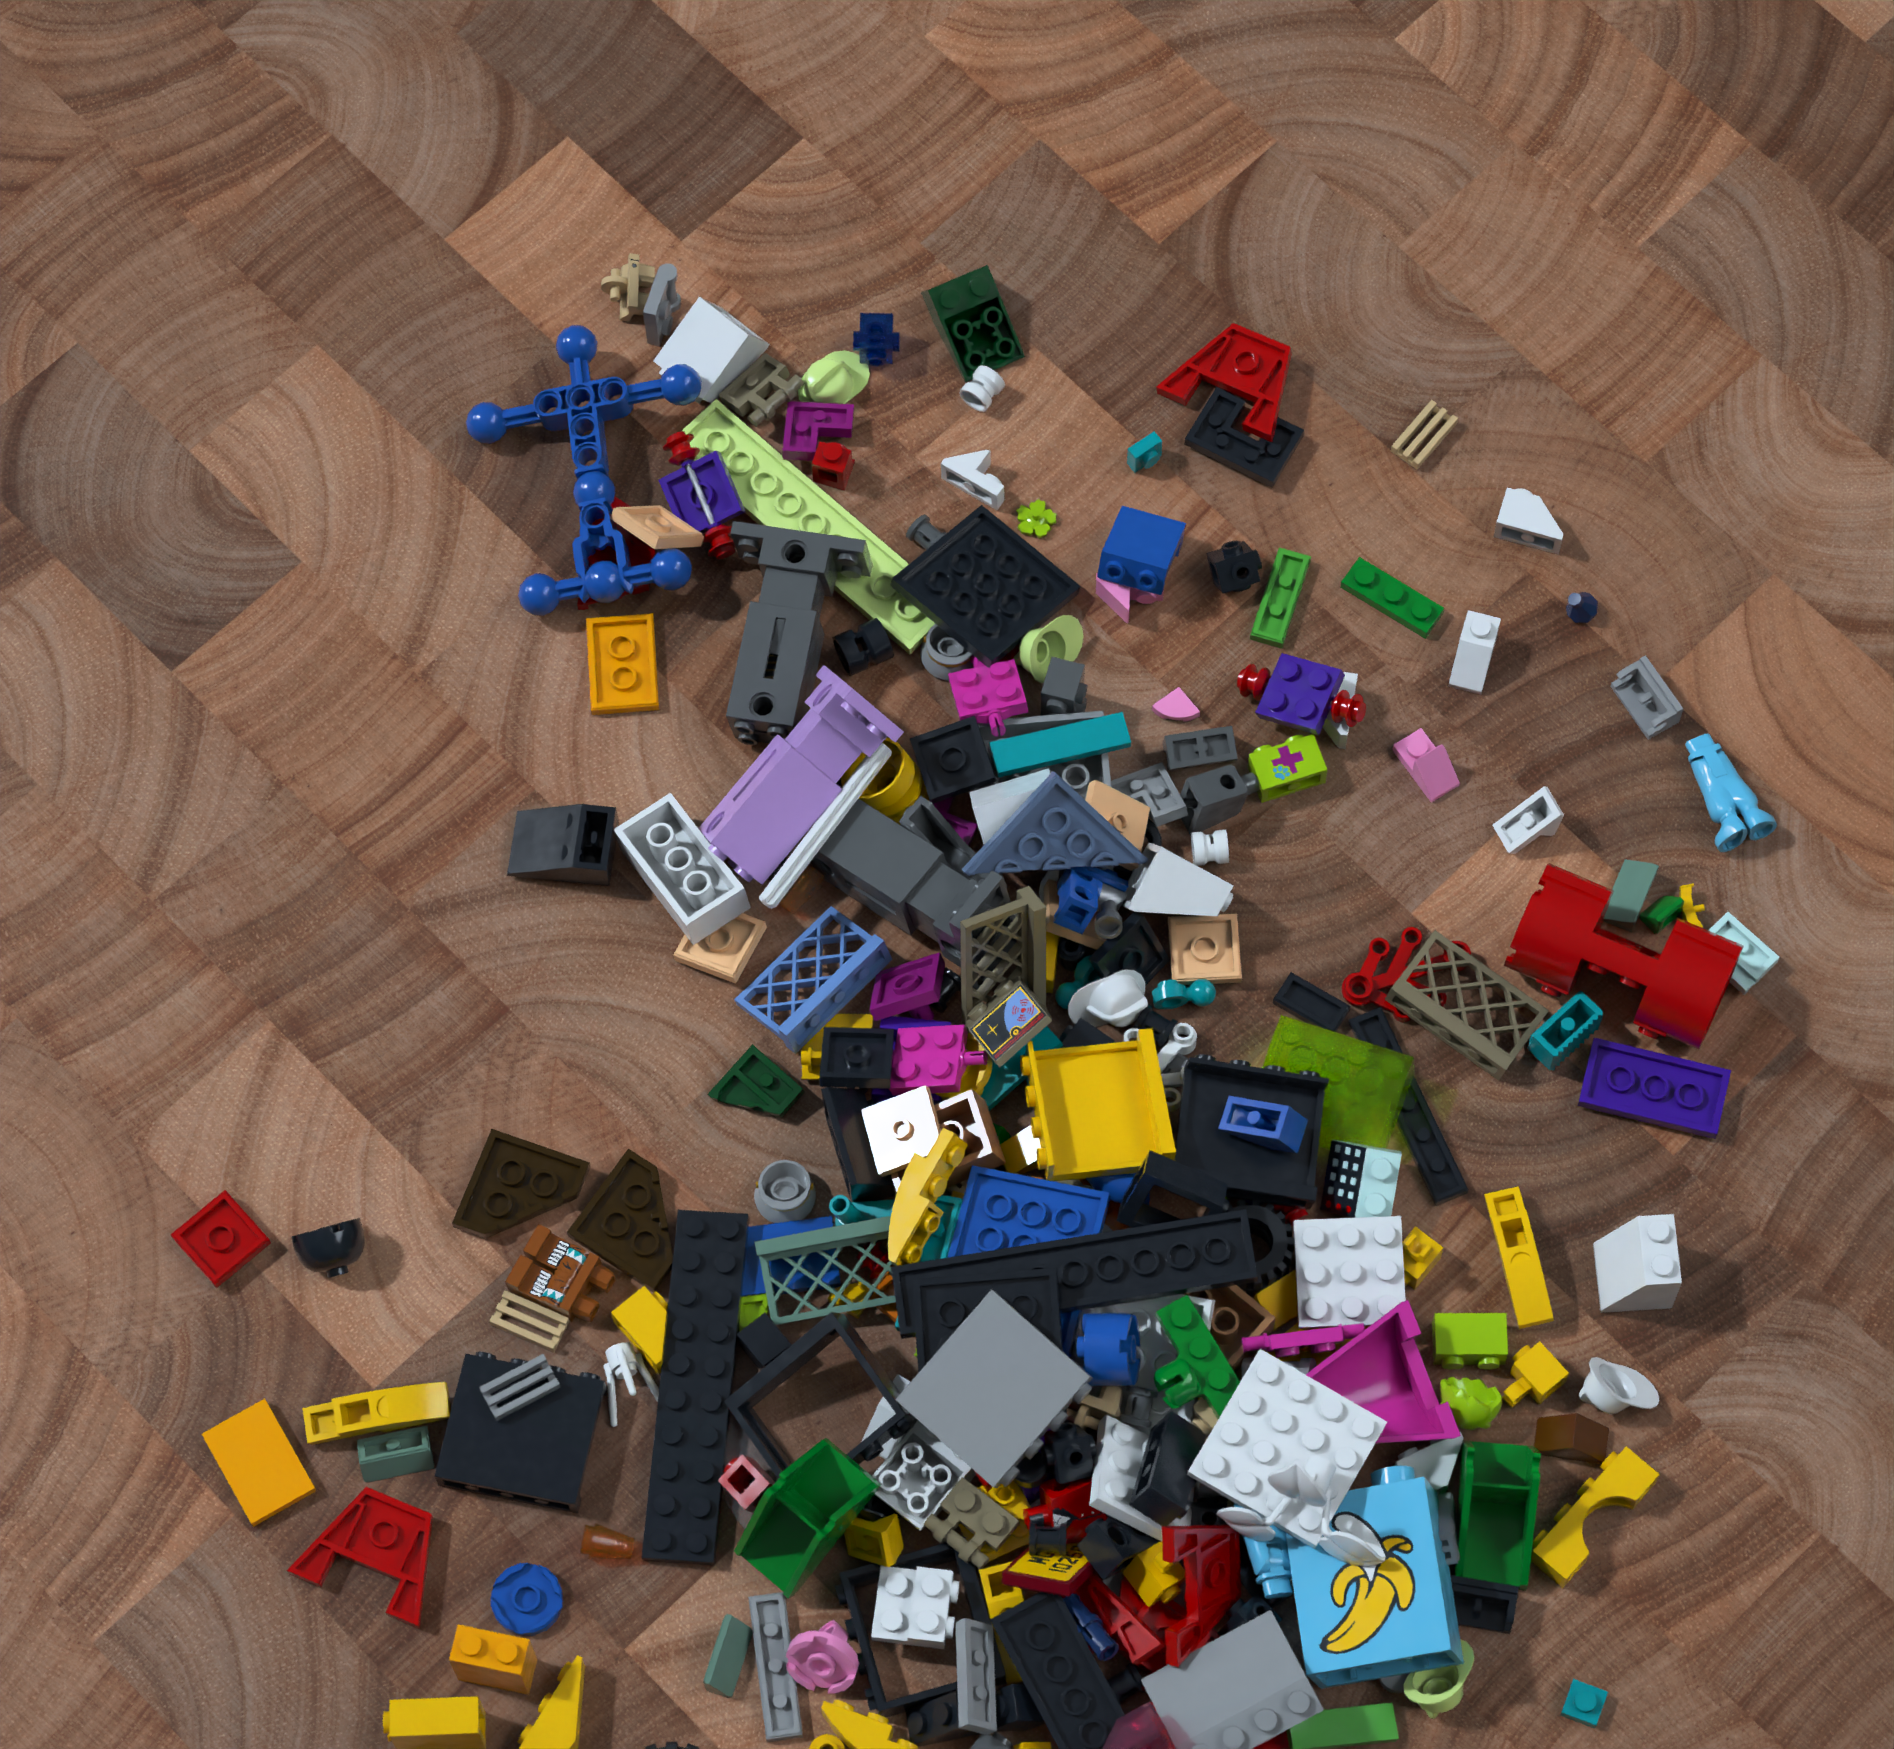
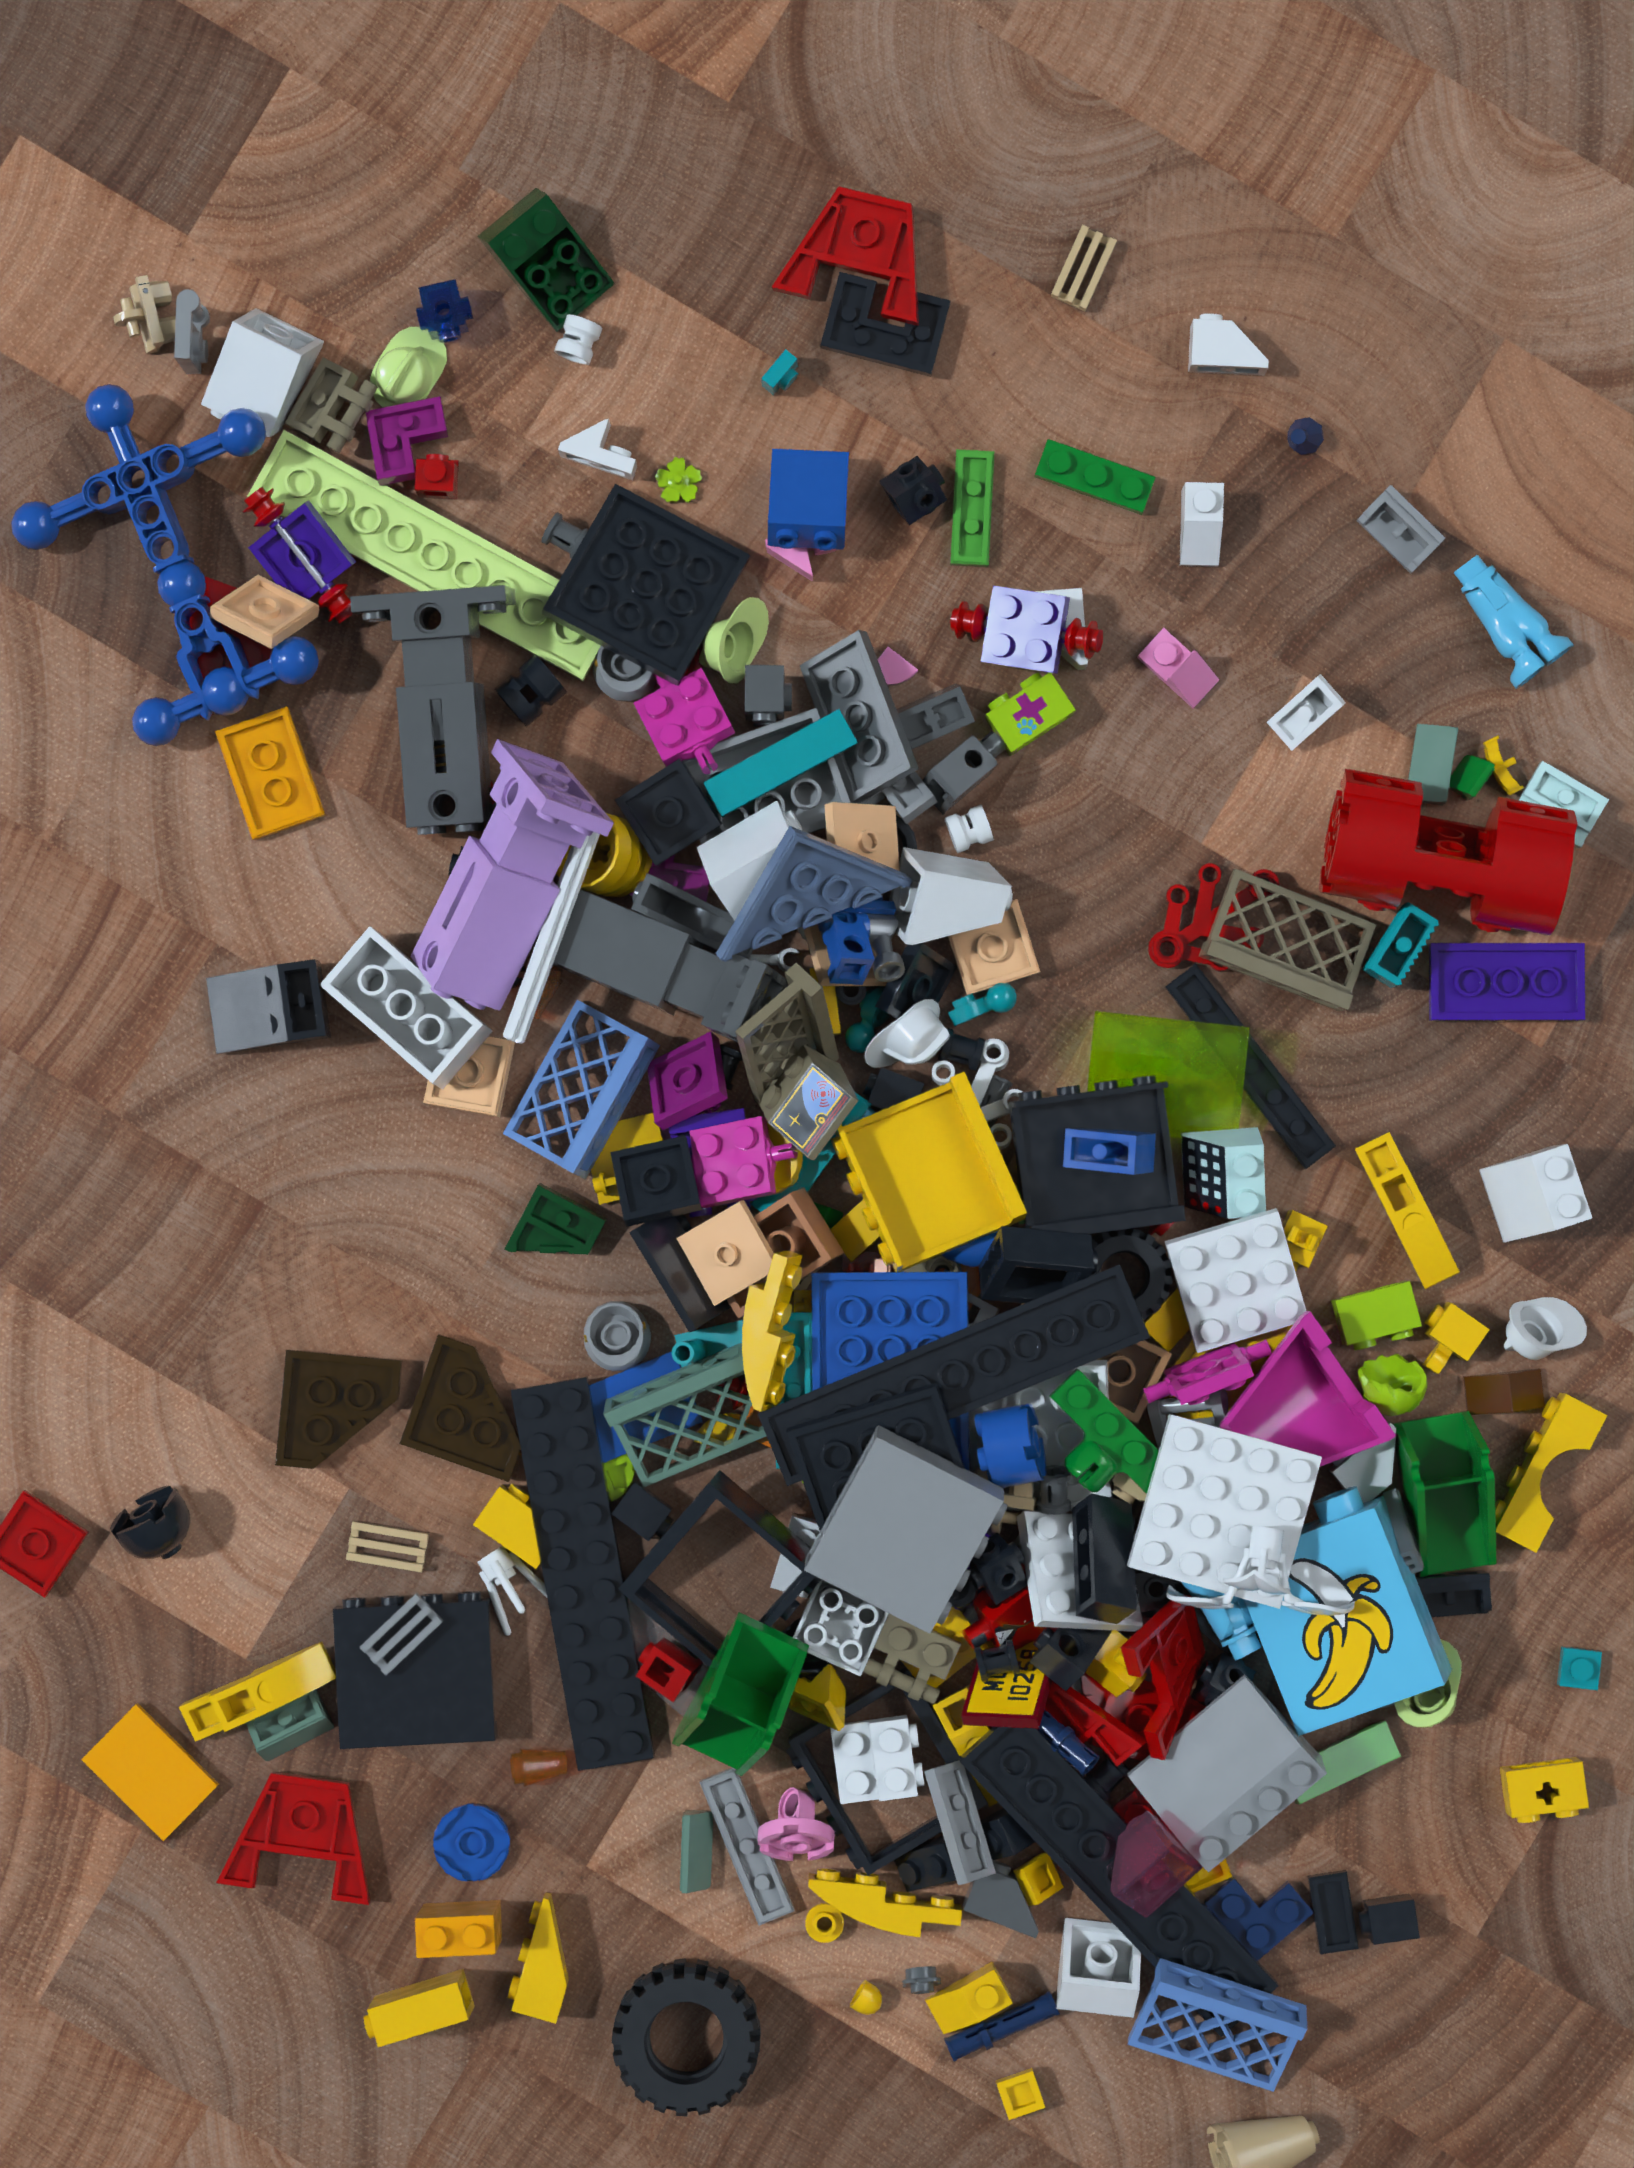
camera: 15 degrees left, 20 degrees up
(559, 1276) = (418, 1497): dark orange hips -> none
(1145, 706) = (852, 681): none -> dark grey plate
(1311, 1003) = (1120, 978): black tile -> none

